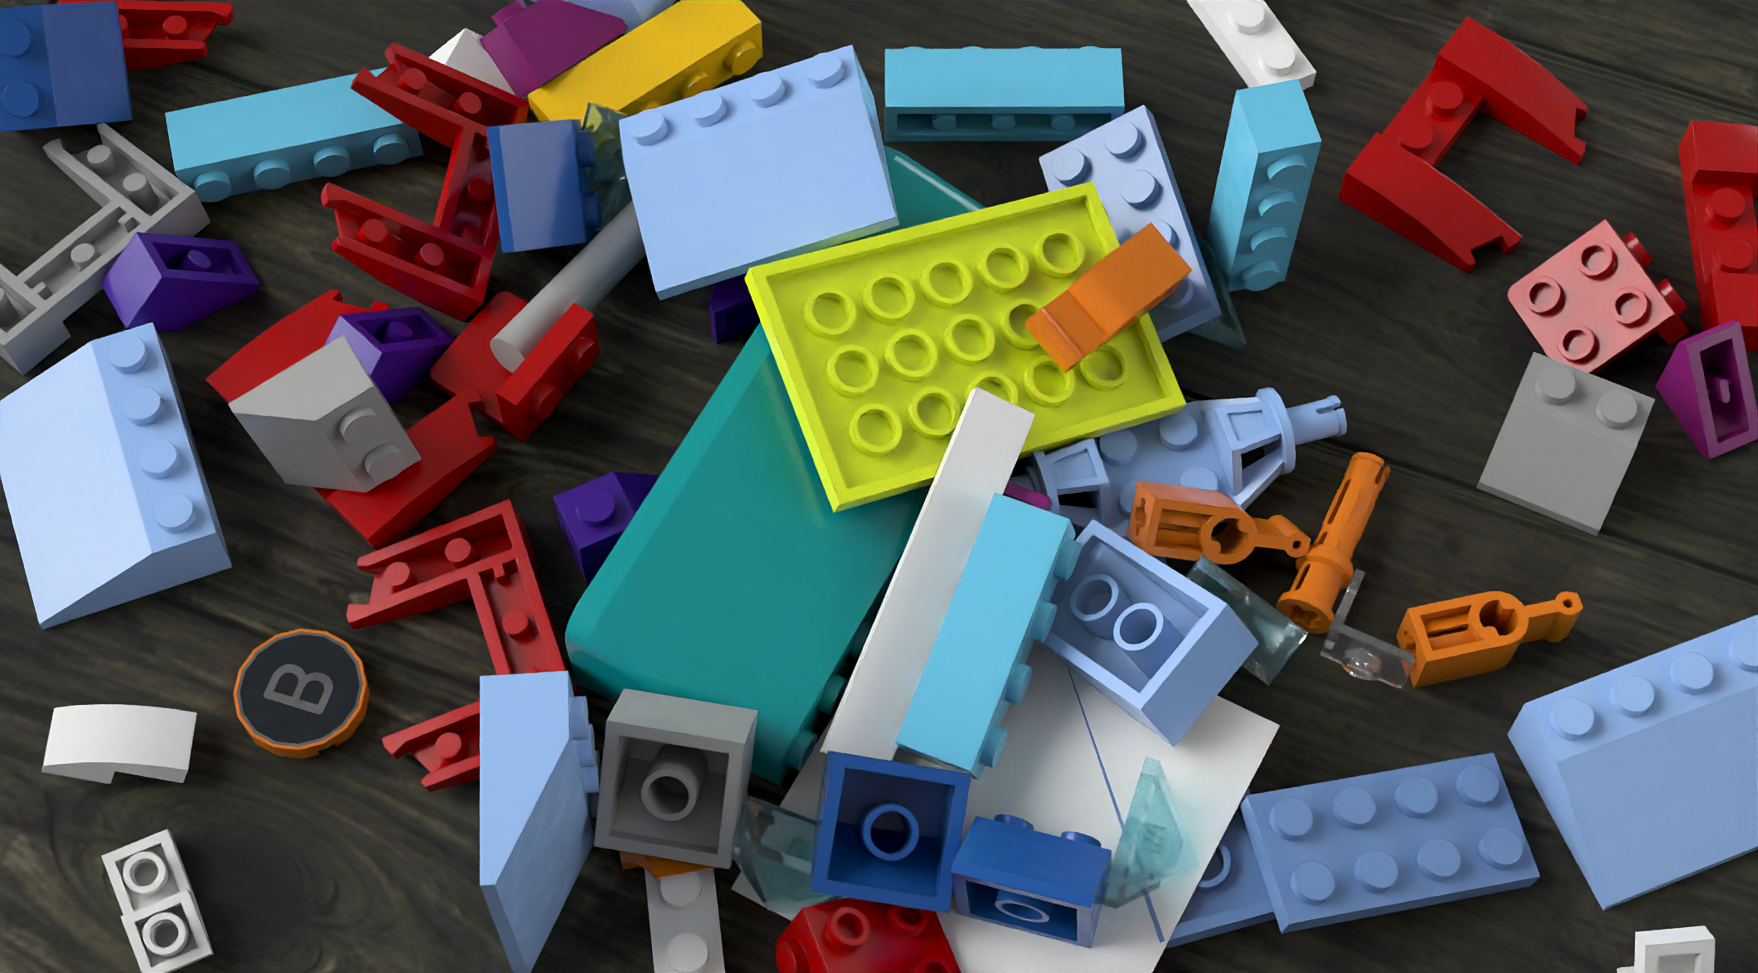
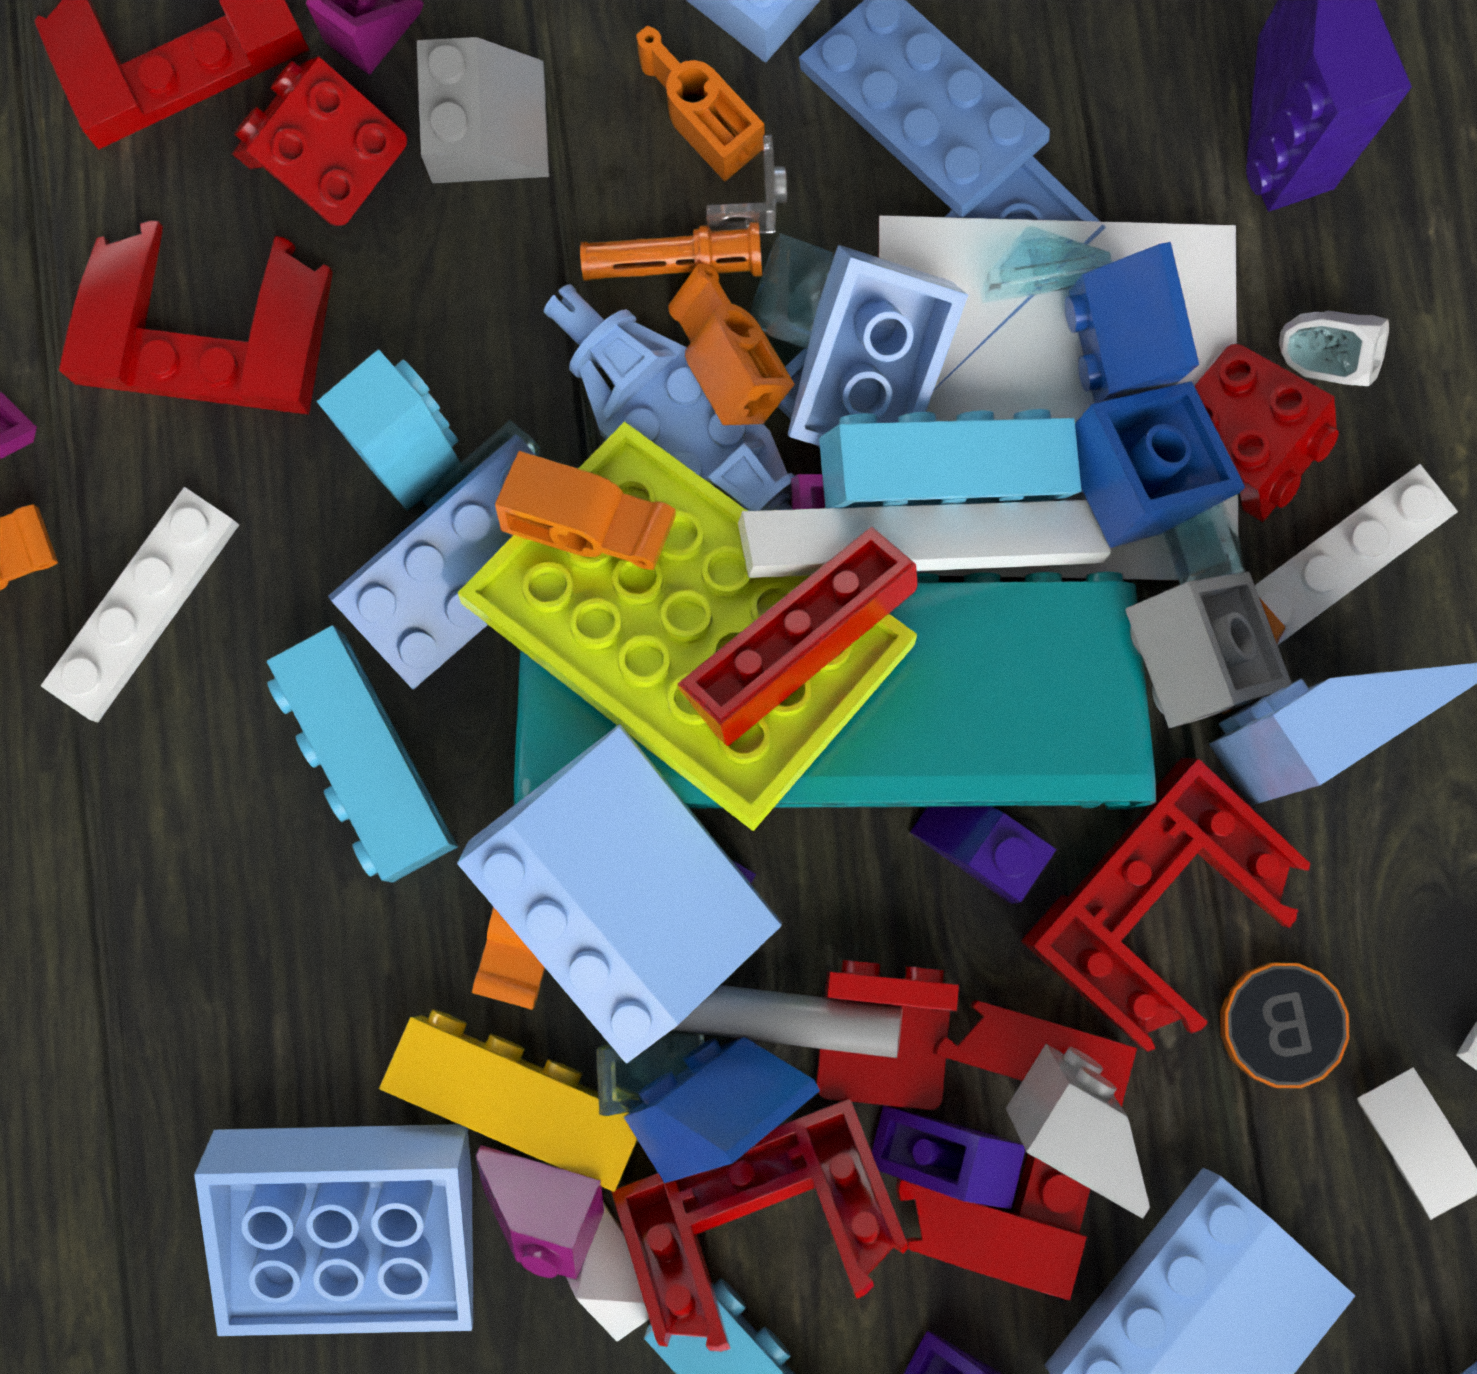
camera: 115 degrees left, 20 degrees up
(893, 397) = (800, 635): none -> red slope

